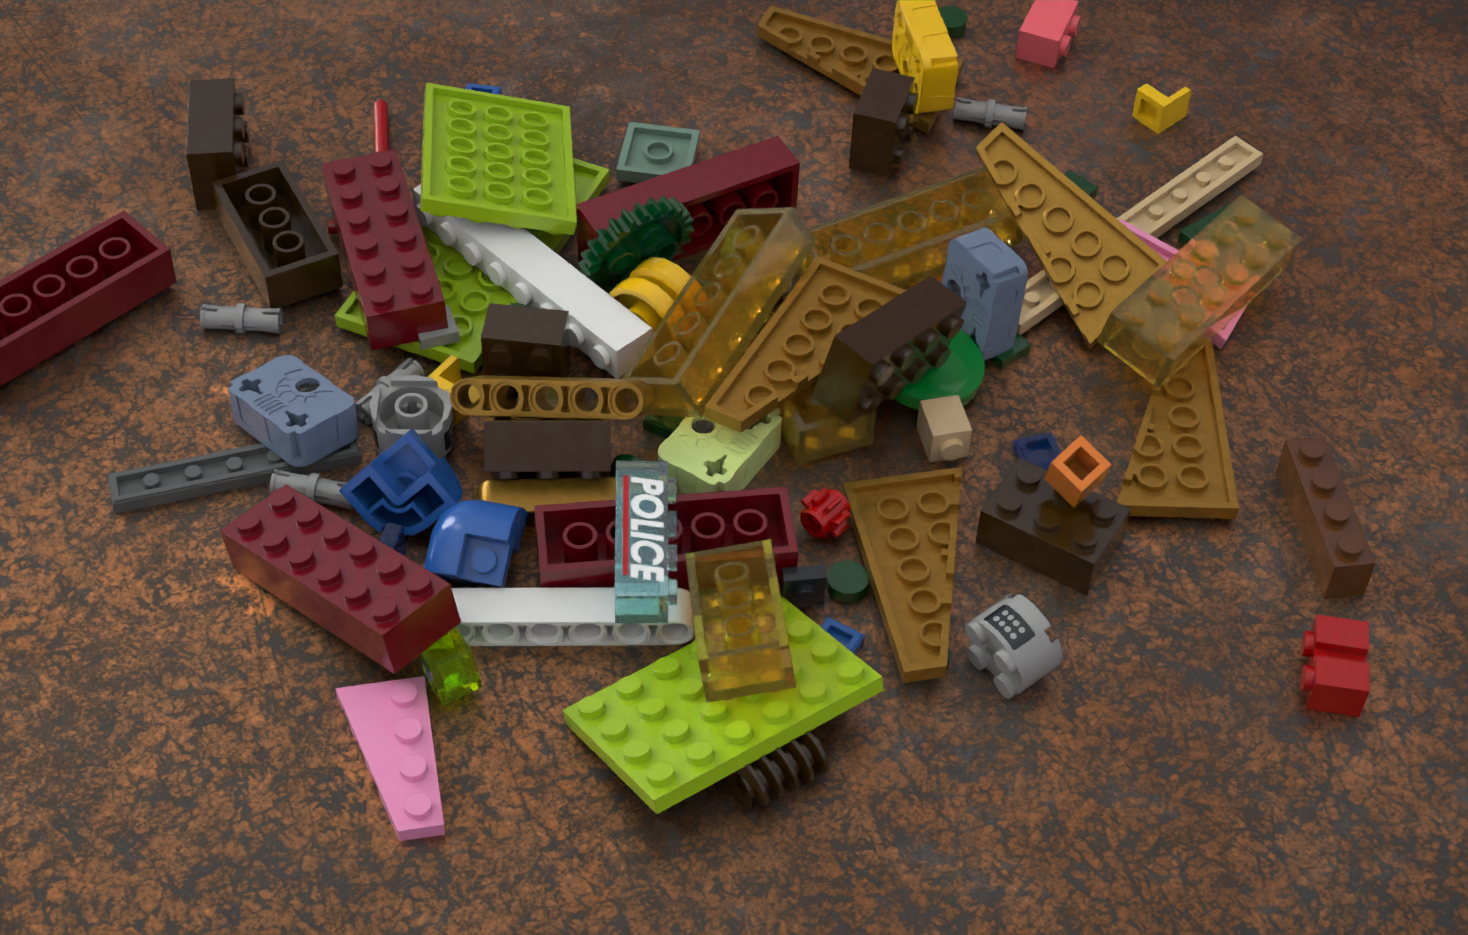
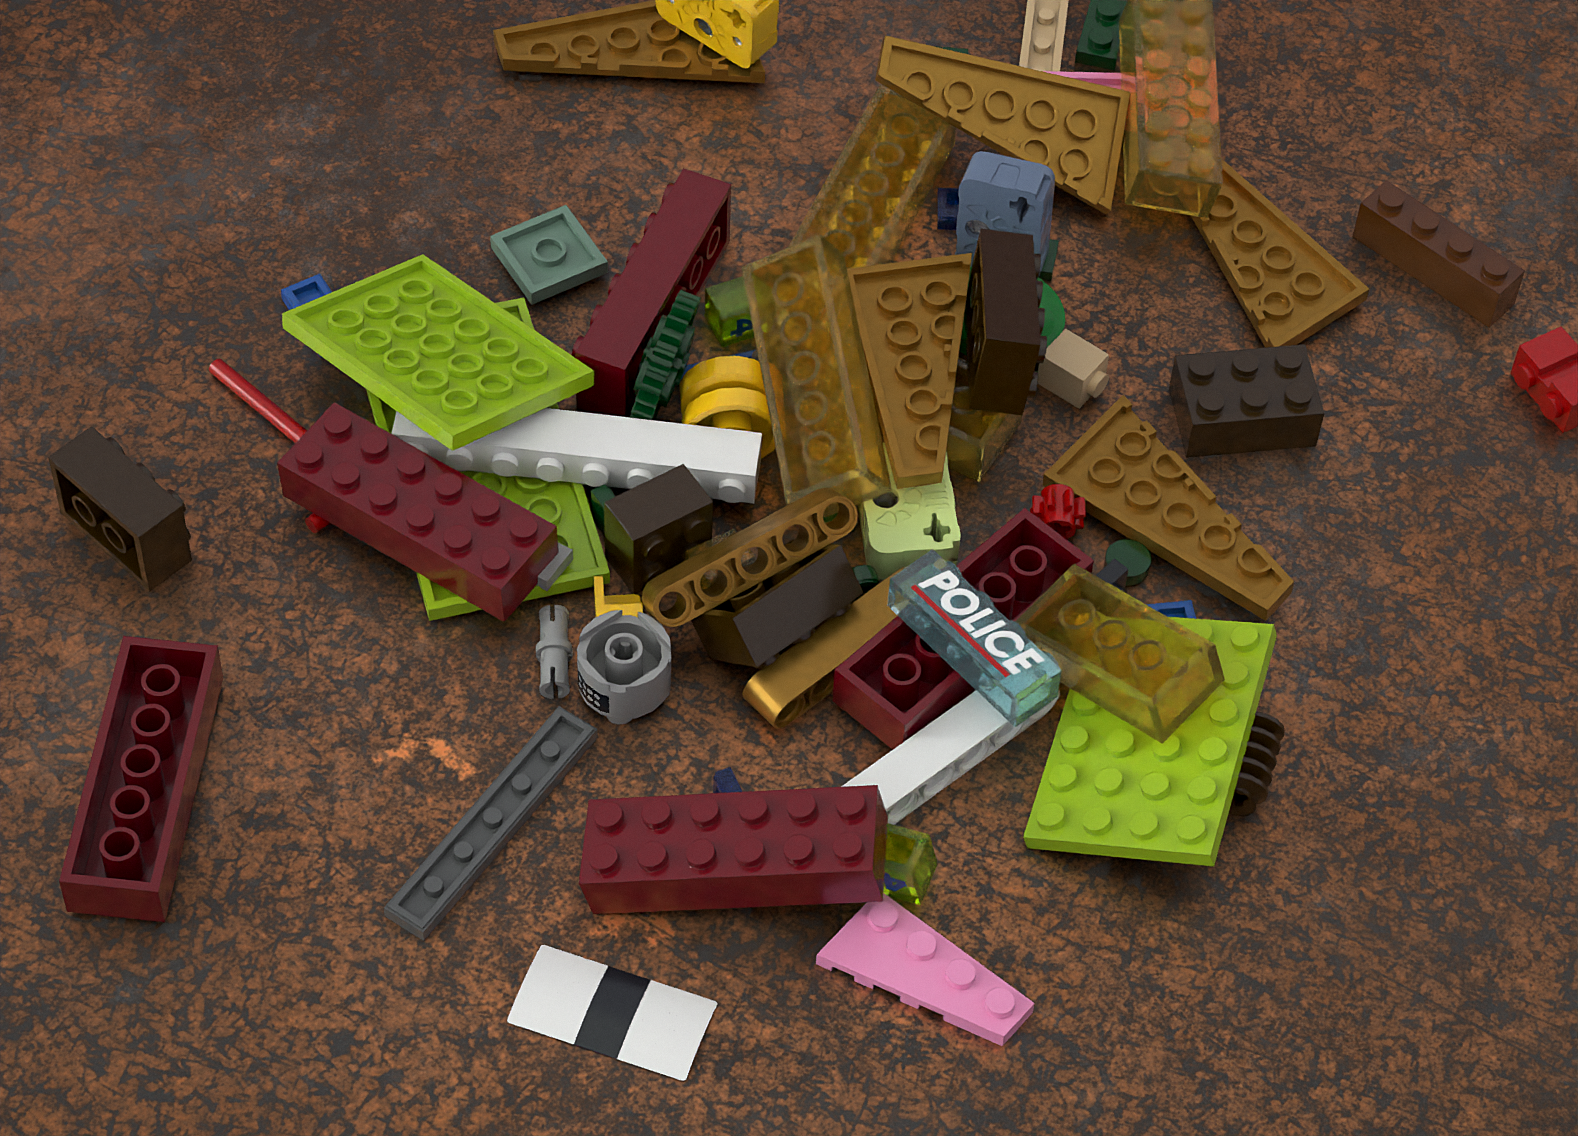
camera: 40 degrees left, 5 degrees up
(174, 635) = (612, 1012): none -> white sticker
(241, 318) = (333, 672): light grey pin -> none
(277, 235) = (285, 564): dark brown brick -> none
(293, 410) = (503, 727): sand blue axle -> none
(314, 487) = (600, 785): light grey pin -> none
(404, 486) = (690, 731): blue brick -> none
(475, 542) = (811, 737): blue brick -> none
(882, 123) = (735, 96): dark brown brick -> none
(989, 113) = (805, 26): light grey pin -> none
(1012, 644) = (1324, 527): light grey brick -> none
(1037, 449) = (1162, 341): clear blue tile -> none
(1077, 471) = (1259, 337): orange brick -> none

